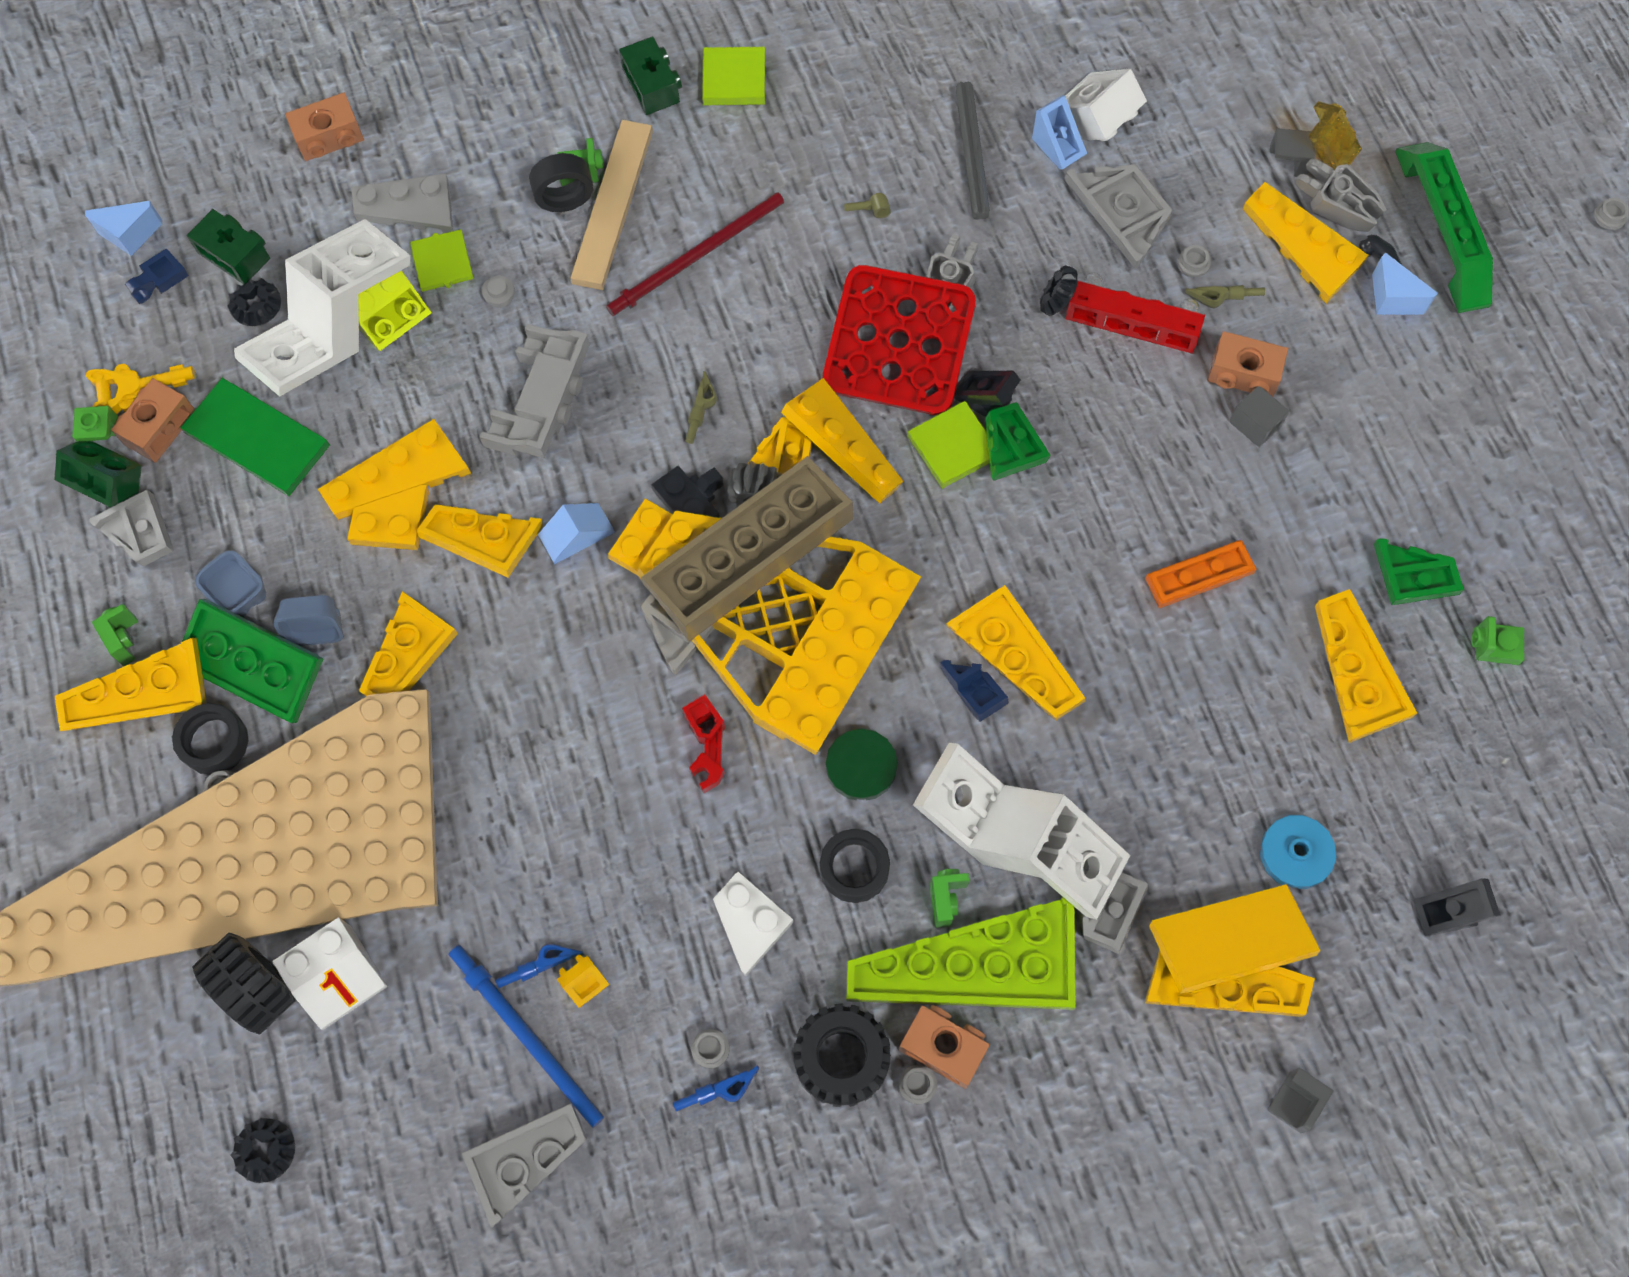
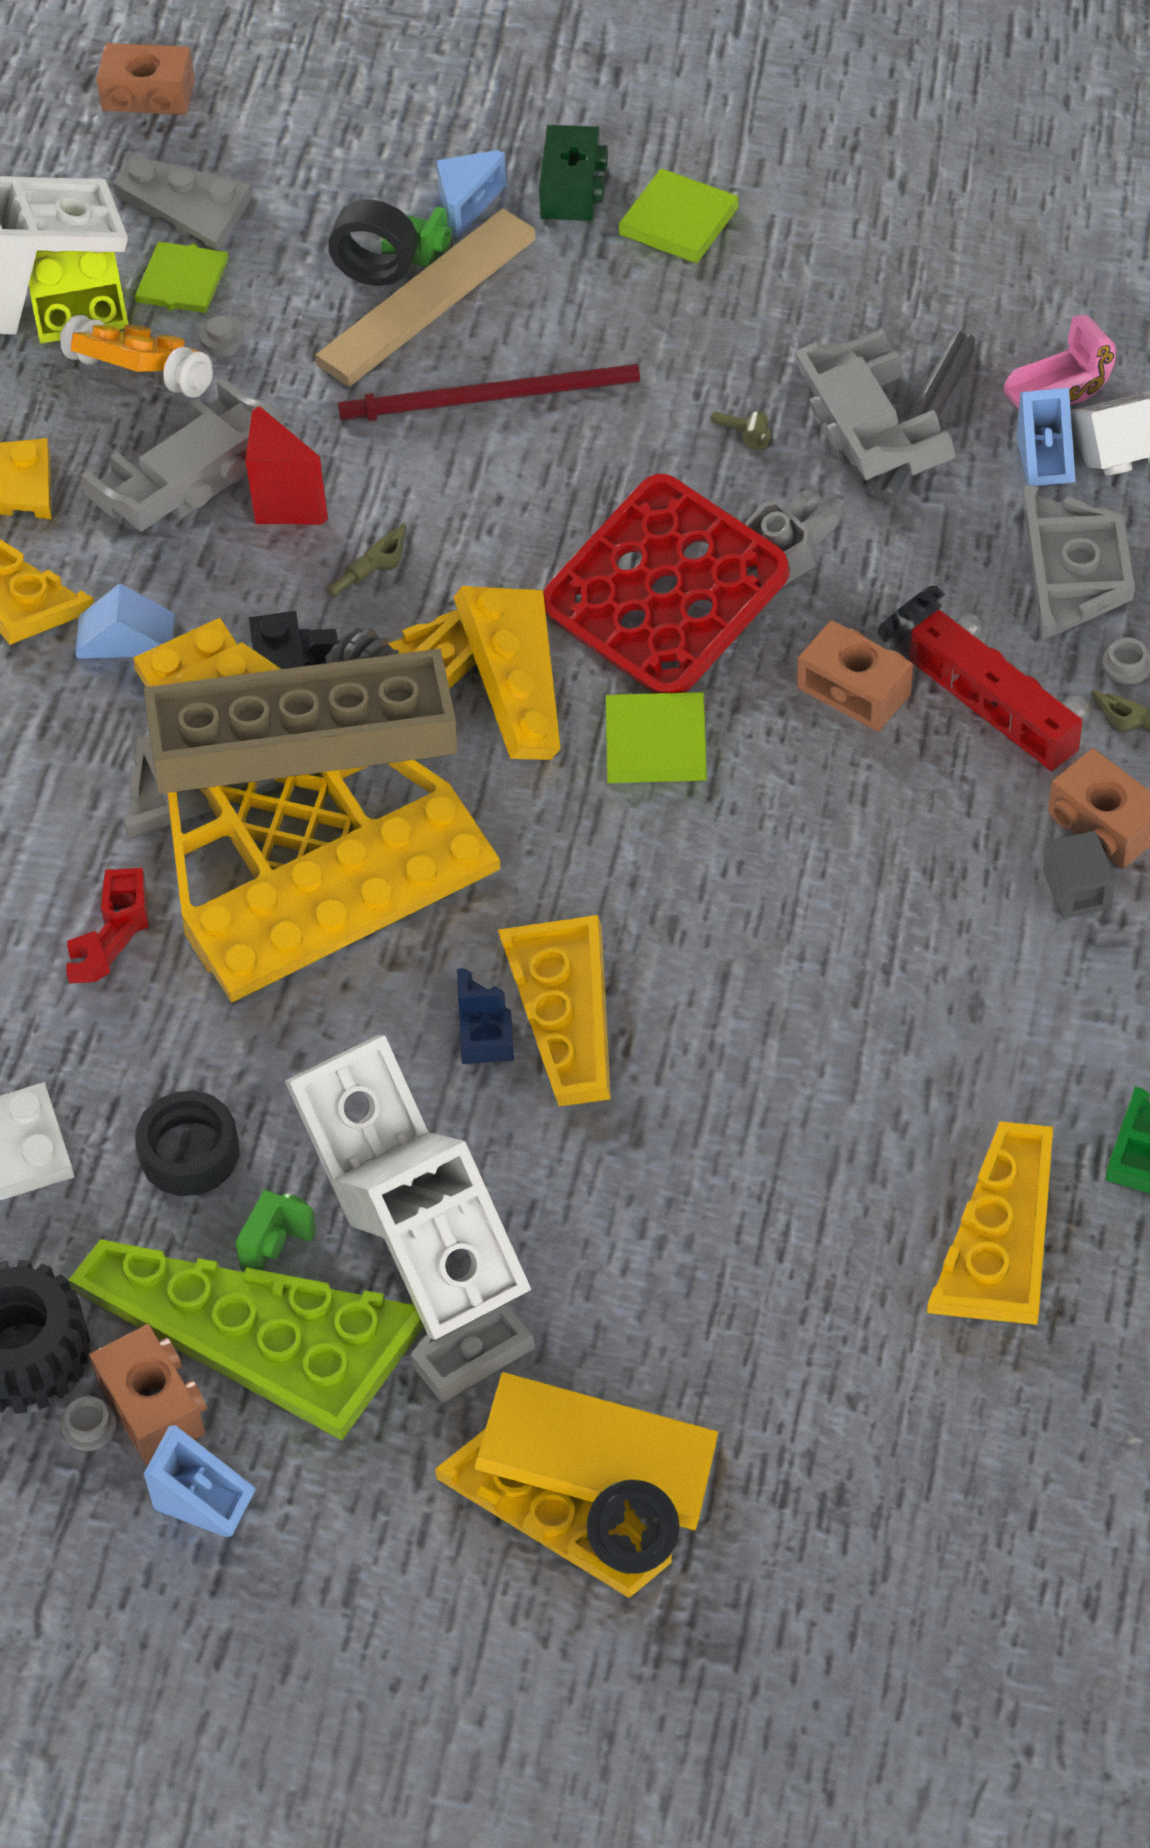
camera: 30 degrees right, 15 degrees down
(459, 332) = (135, 349): none -> plate
(589, 113) = (469, 186): none -> light blue slope
(614, 375) = (283, 475): none -> red slope
(861, 764) = (278, 1038): dark green tile -> none
(942, 166) = (860, 415): none -> light grey bracket
(987, 390) = (740, 698): black slope -> none
(1012, 442) = (728, 763): green wing -> none
(1015, 1090) = (196, 1485): none -> light blue slope
(1033, 355) = (855, 675): none -> nougat brick
(1043, 82) = (1080, 368): none -> bright pink animal
(1200, 573) = (871, 1026): orange tile -> none
(1285, 865) = (758, 1429): dark azure plate -> none
(1300, 1100) = (554, 1689): dark grey panel -> none
(1308, 978) = (646, 1502): none -> black gear
(1457, 907) = (923, 1568): black slope -> none

